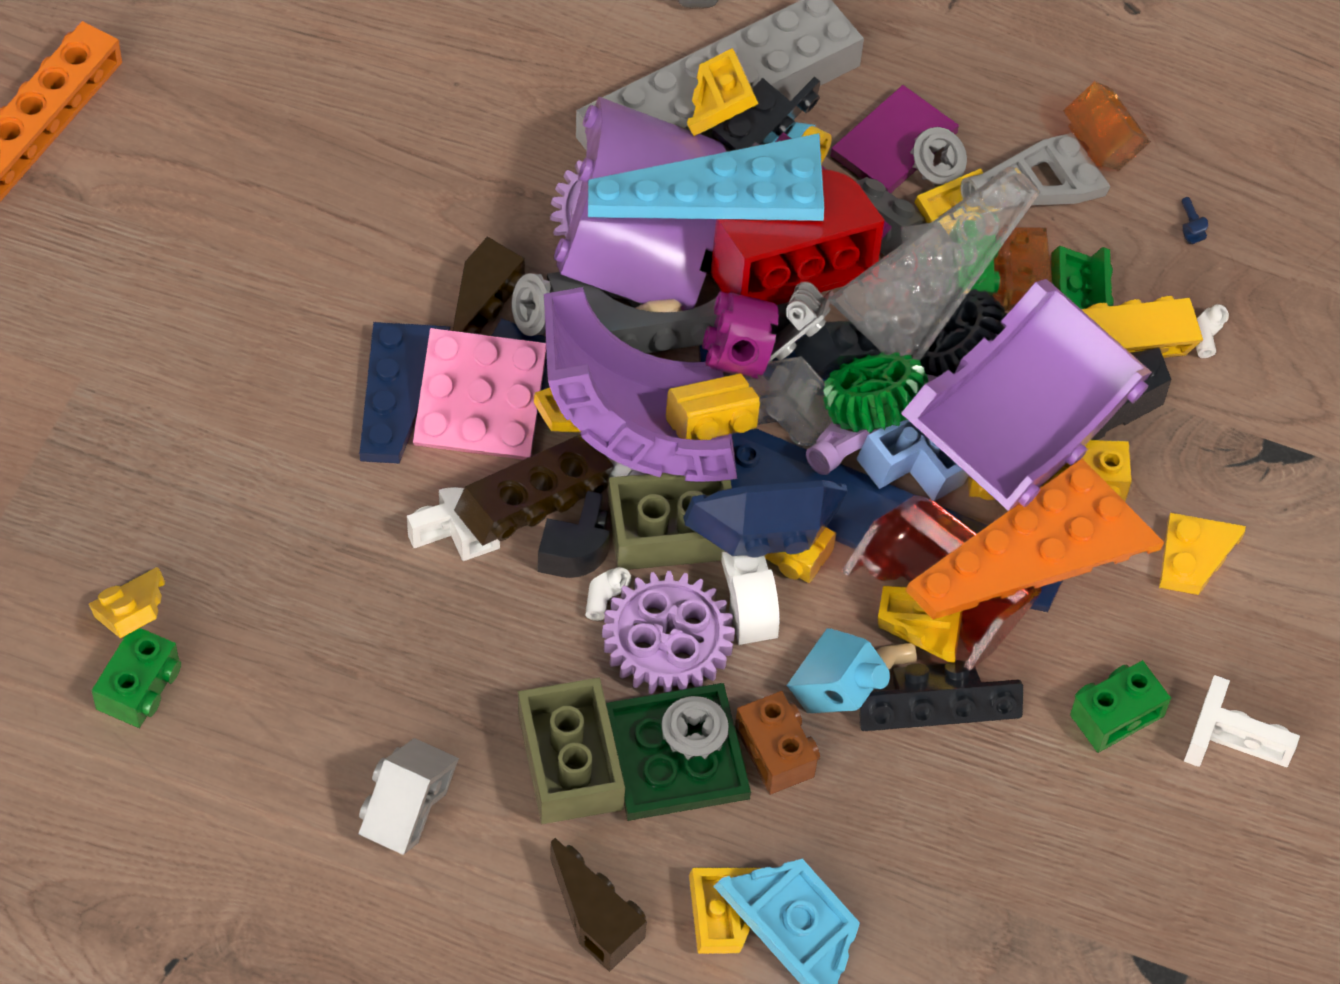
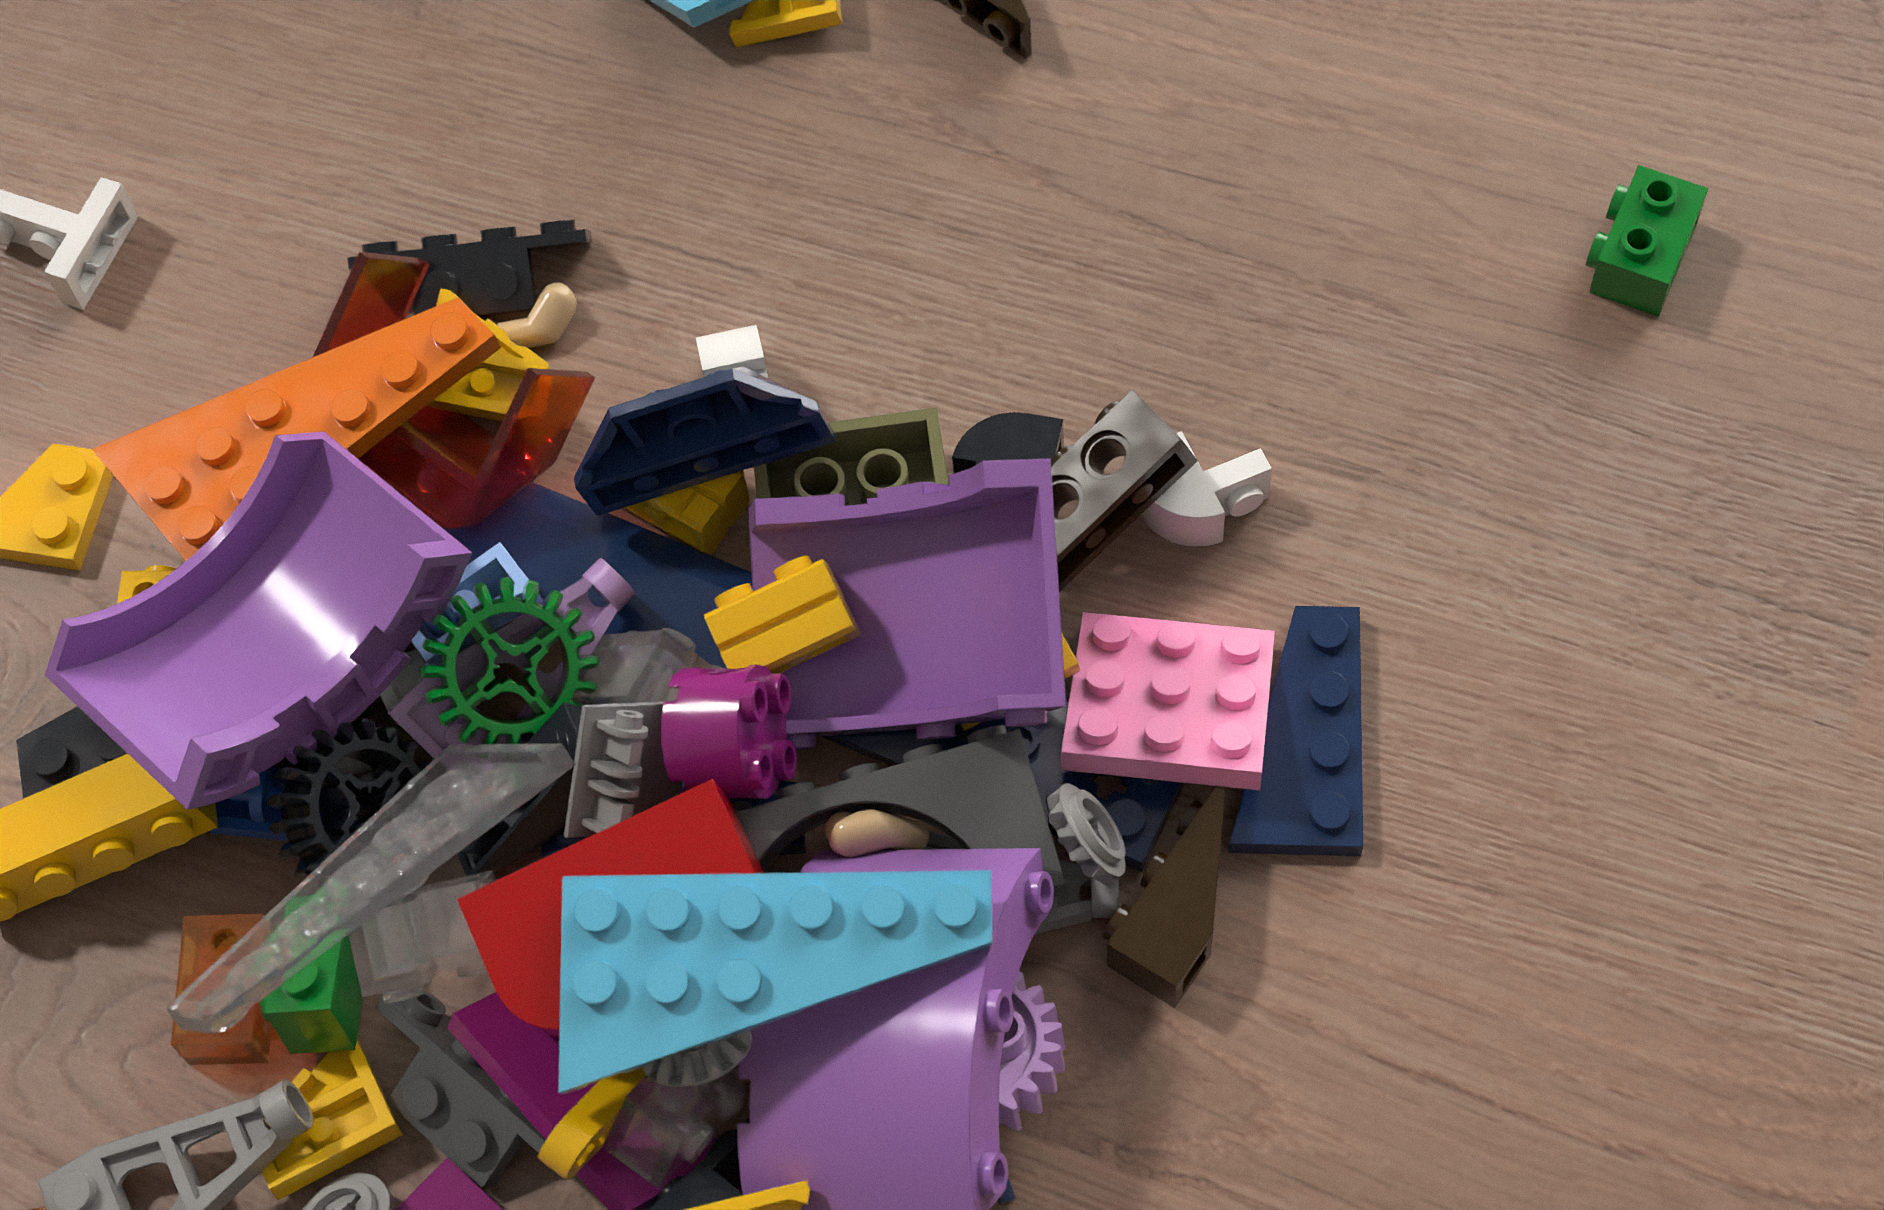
camera: 170 degrees left, 5 degrees up
(129, 605) = (1678, 329): yellow wing -> none
(403, 794) = (1225, 83): brick -> none
(571, 750) = (1006, 148): olive brick -> none
(603, 589) = (968, 406): white arm -> none
(658, 663) = (865, 334): lavender gear -> none
(666, 780) = (856, 177): dark green plate -> none
(695, 711) = (827, 158): light grey gear -> none
(777, 742) = (712, 188): dark orange brick -> none
(838, 674) = (609, 262): medium azure torso -> none
(1083, 277) = (127, 959): green bracket -> none
(1119, 705) = (212, 258): green brick -> none

